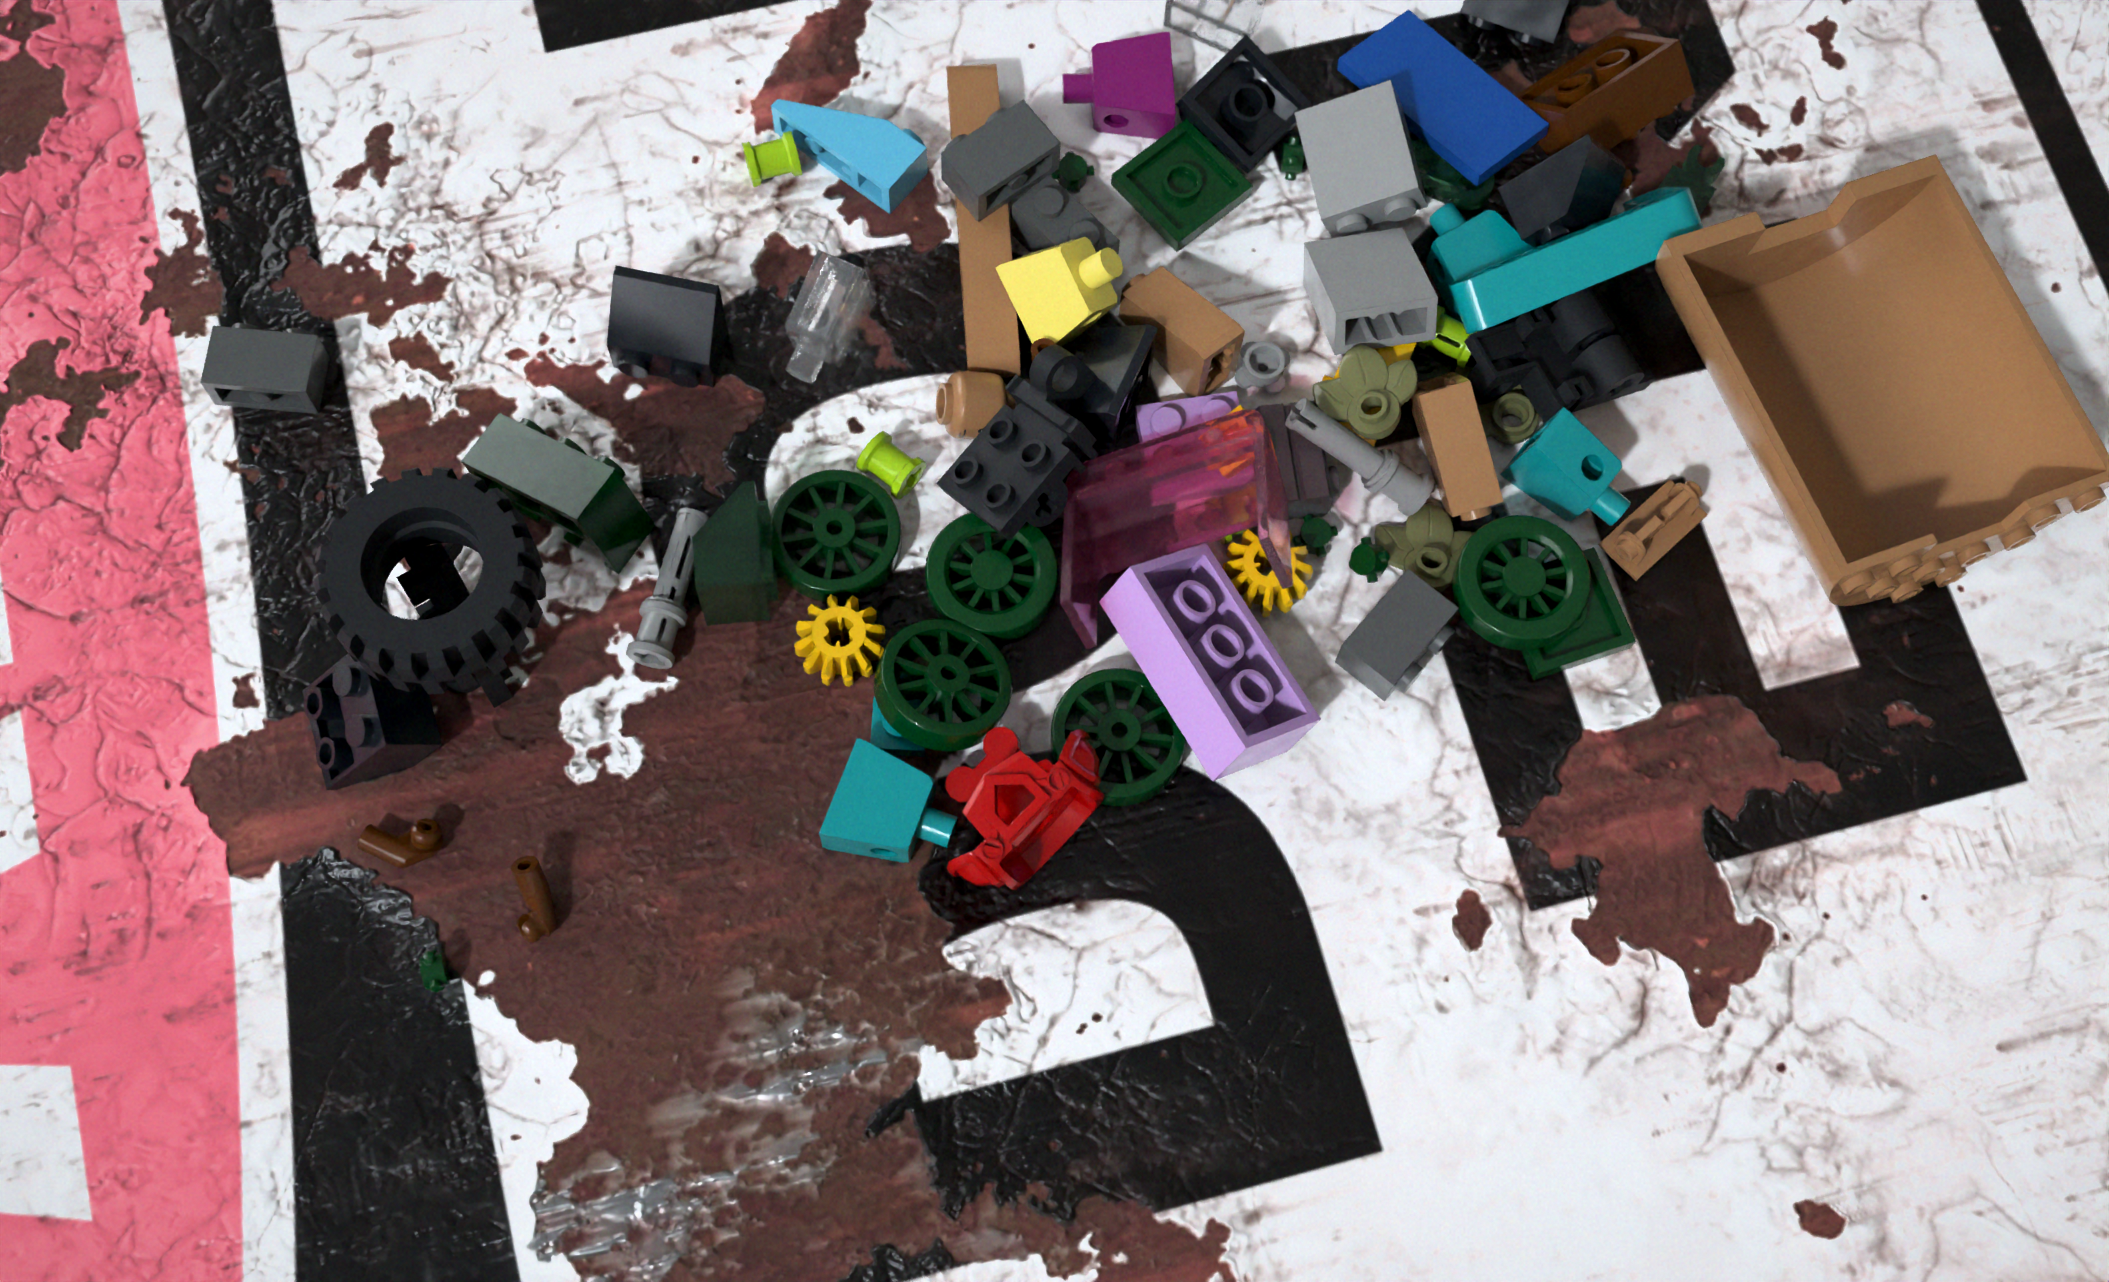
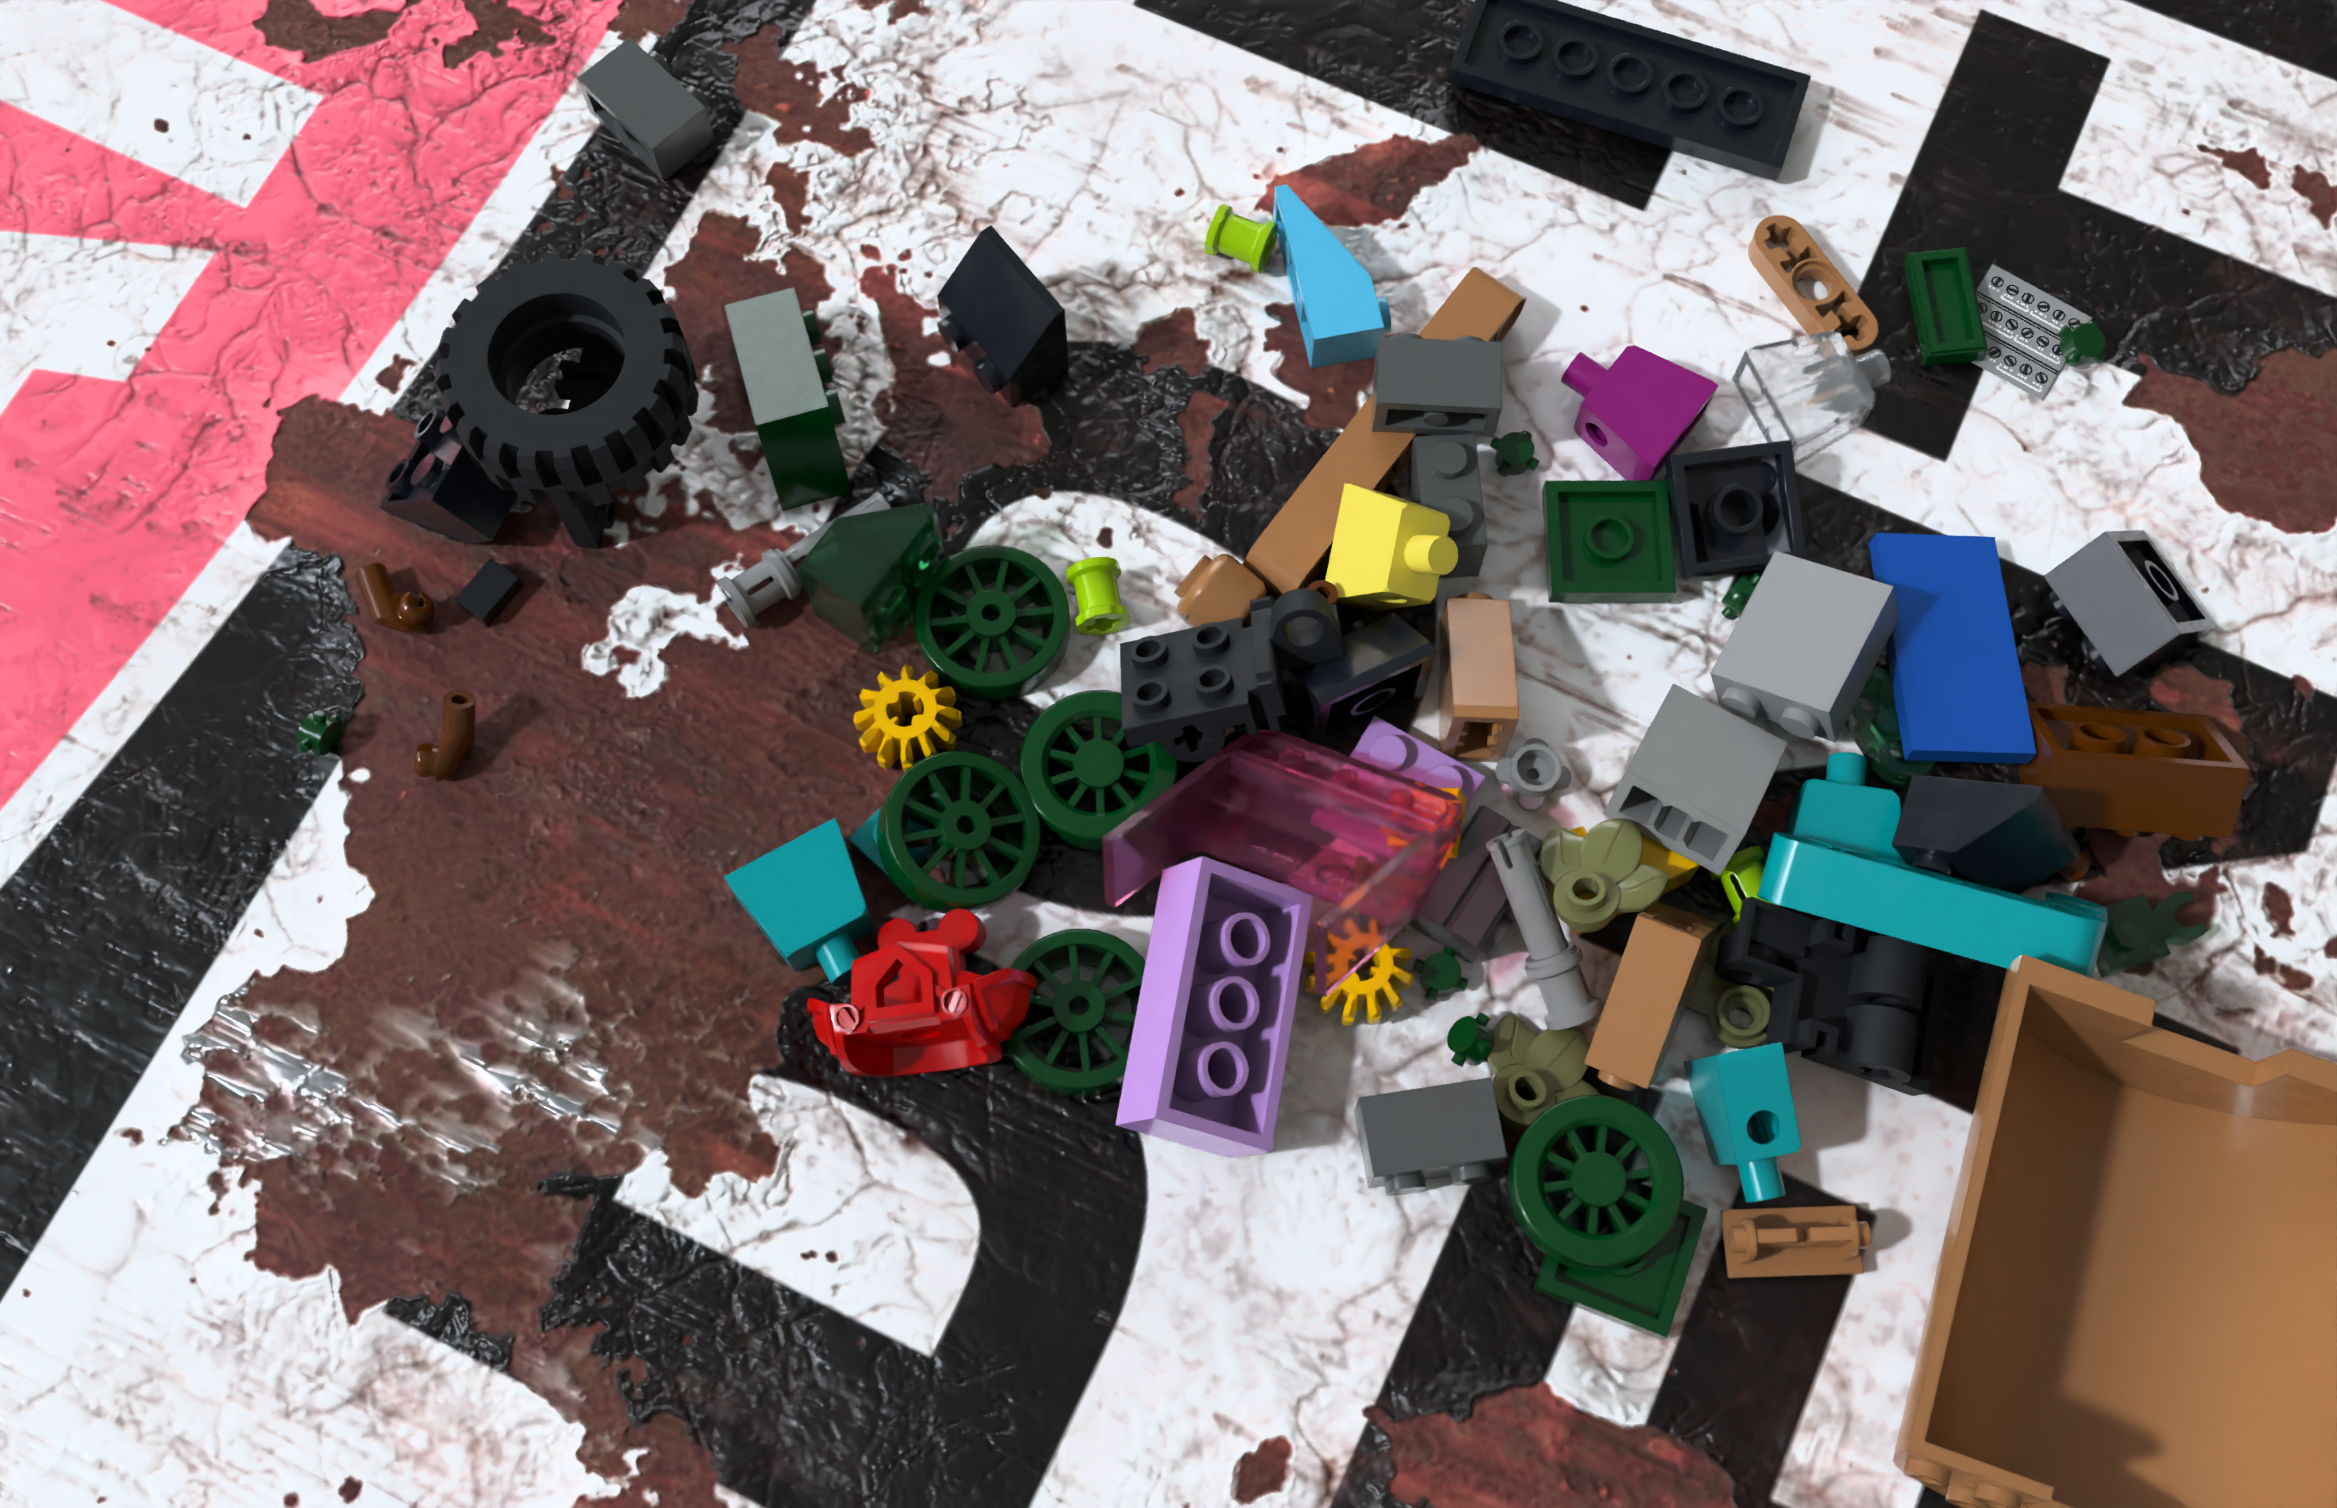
camera: 45 degrees right, 0 degrees up
(464, 784) = (489, 592): none -> black piece
(827, 315) = (1156, 415): clear torso -> none

